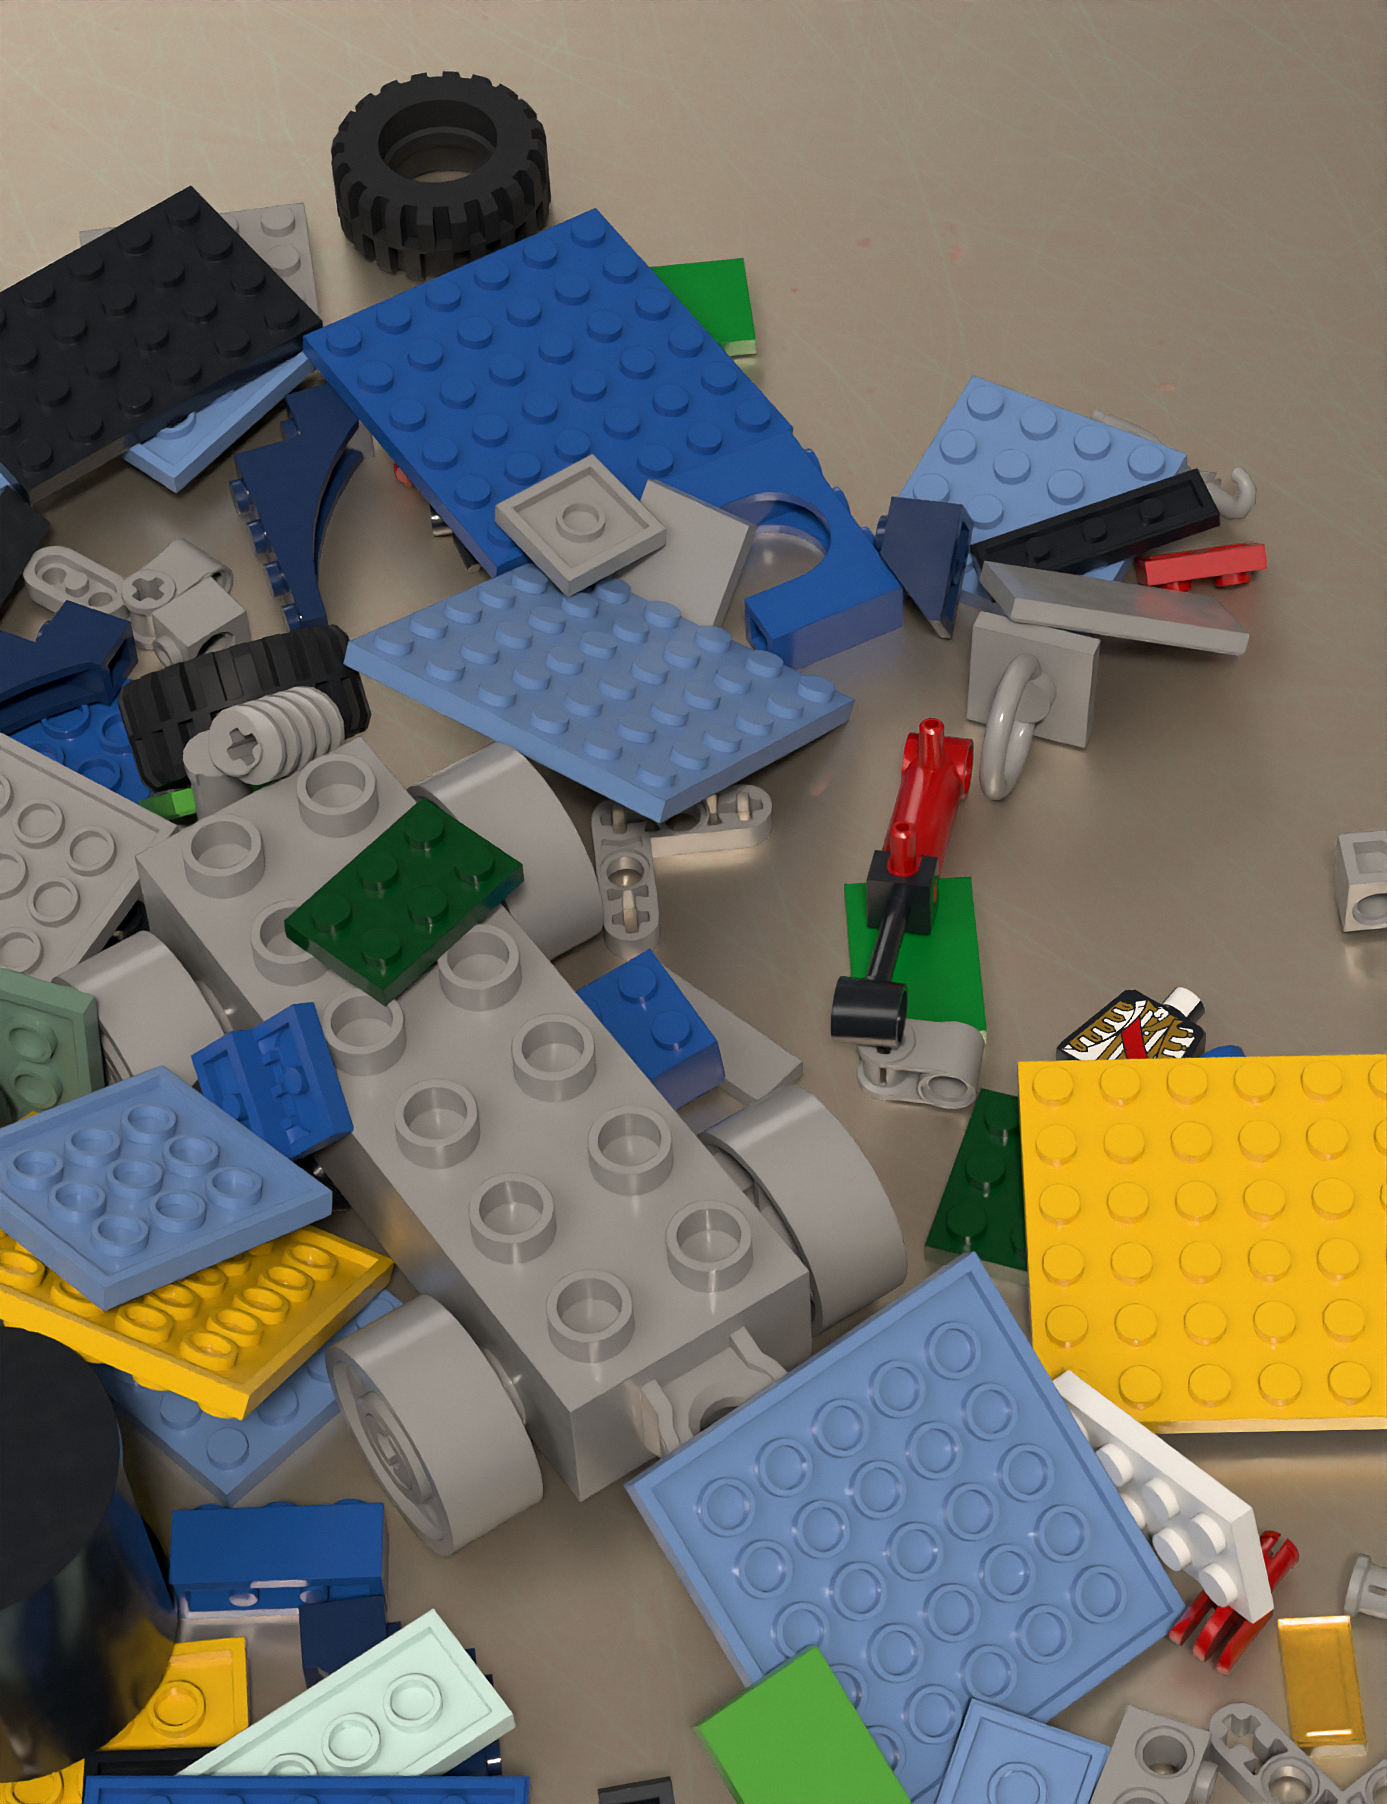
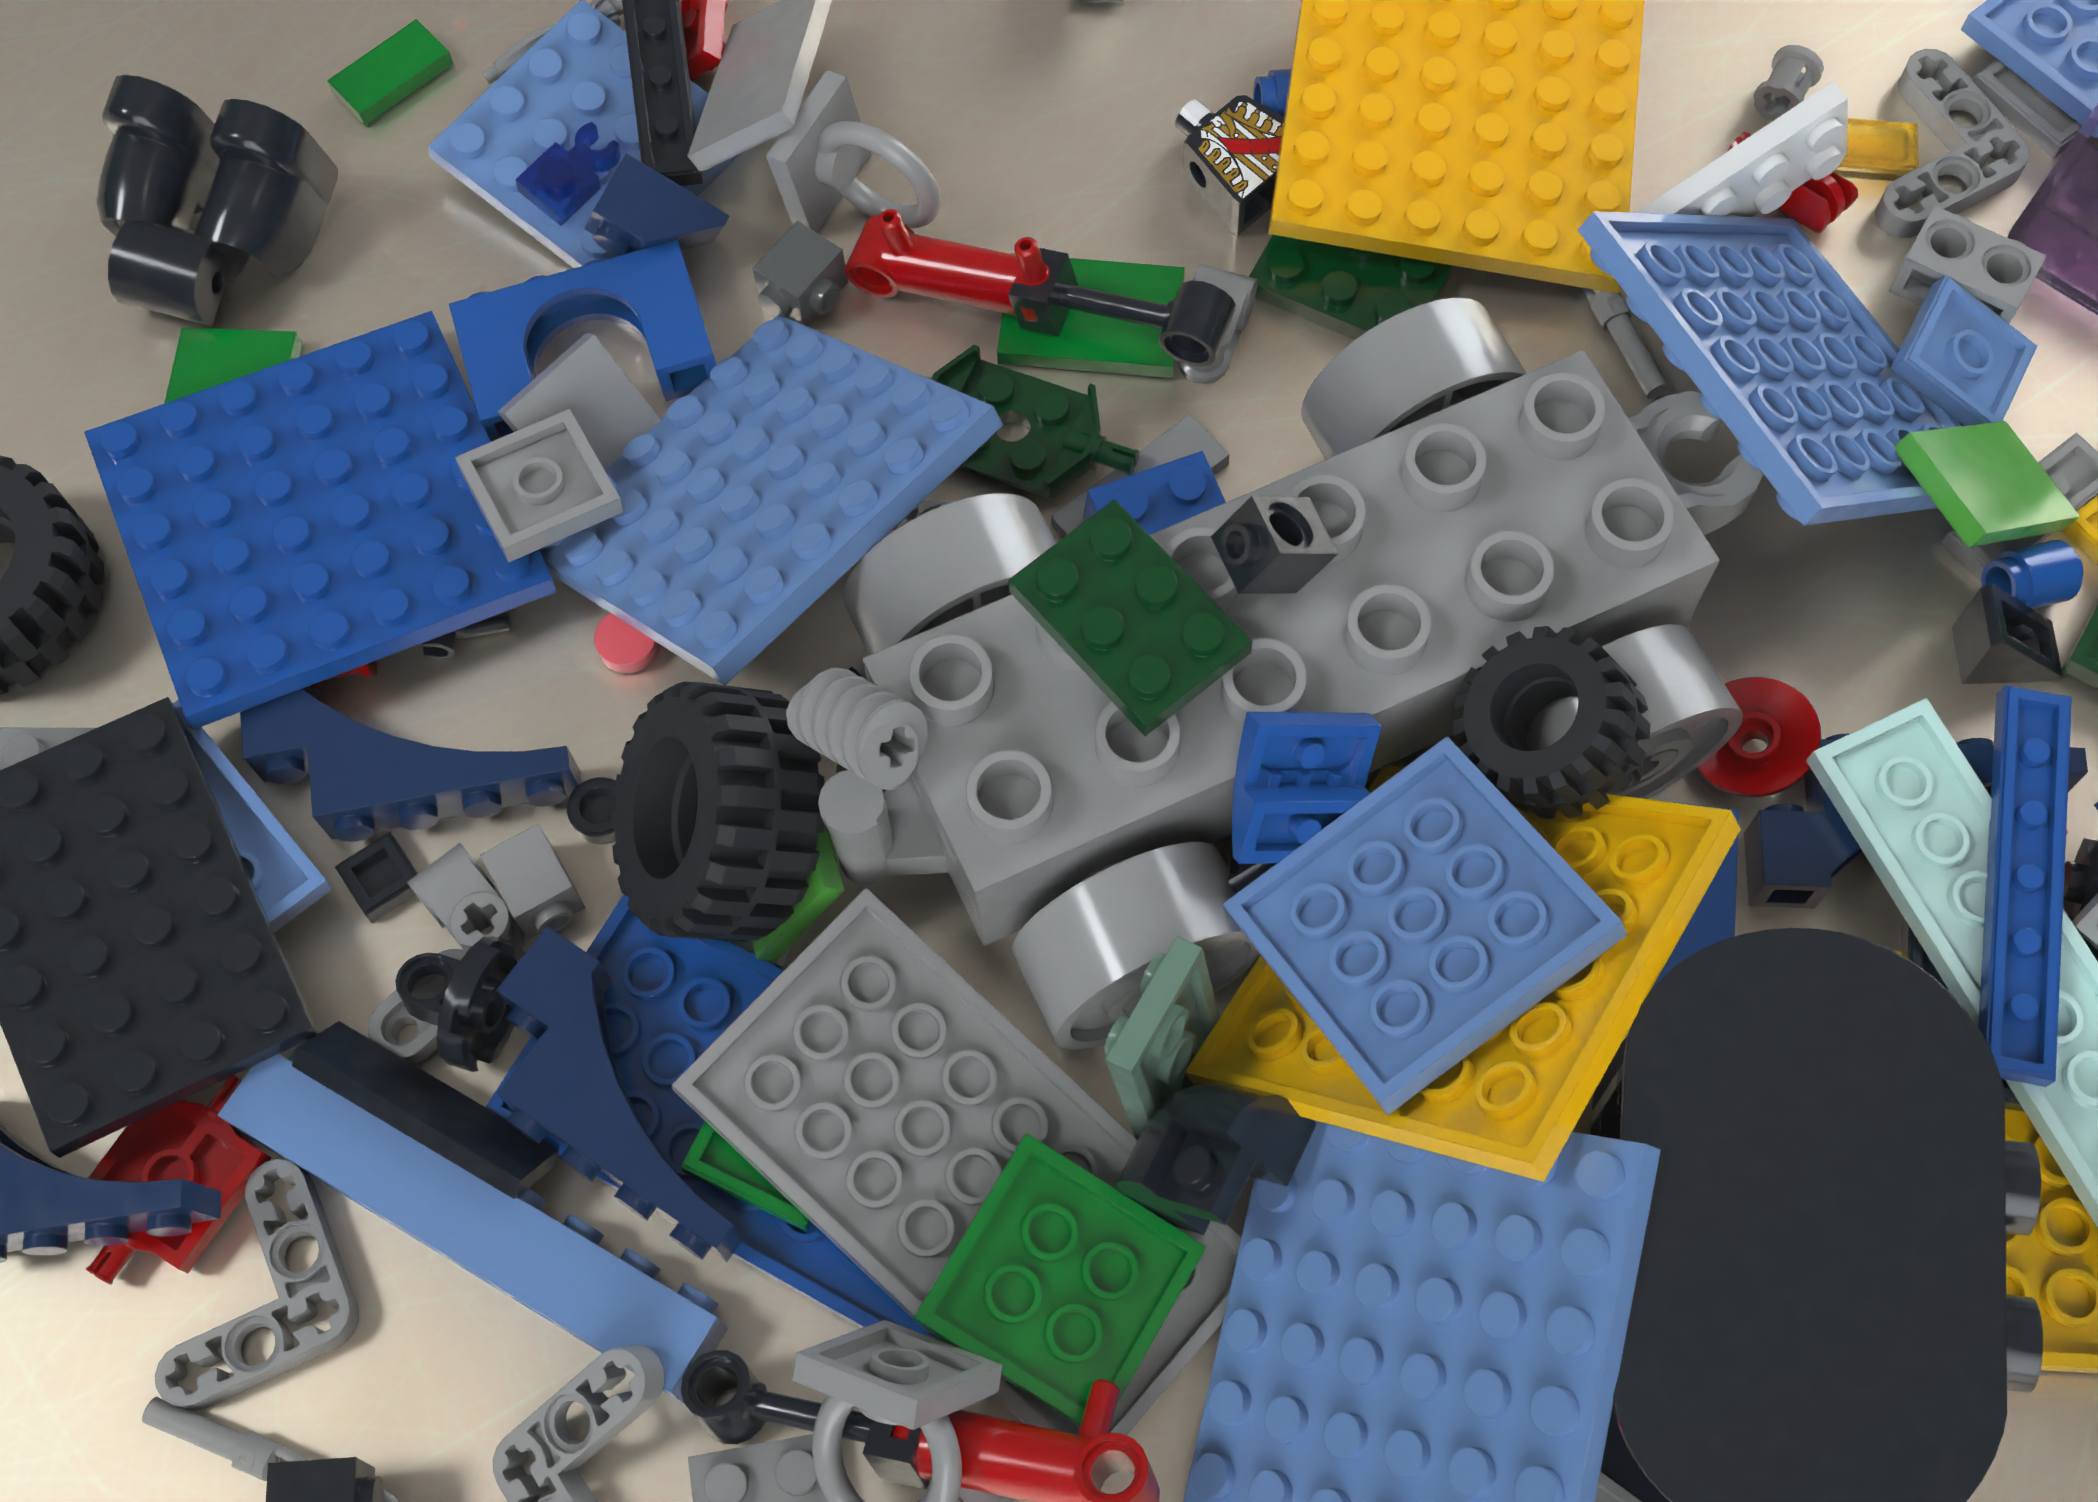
camera: 80 degrees left, 15 degrees up
(75, 575) = (469, 1007): none -> black tile
(205, 527) = (378, 877): none -> black tile
(356, 1275) = (1591, 753): none -> black tyre
(489, 1601) = (1780, 719): none -> red dish
(520, 1003) = (1274, 545): none -> black brick
(752, 869) = (1061, 424): none -> dark green plate
(867, 228) = (248, 173): none -> black piece
(895, 699) = (800, 275): none -> dark grey brick
(963, 479) = (566, 180): none -> clear blue plate
(1084, 342) = (390, 72): none -> green tile

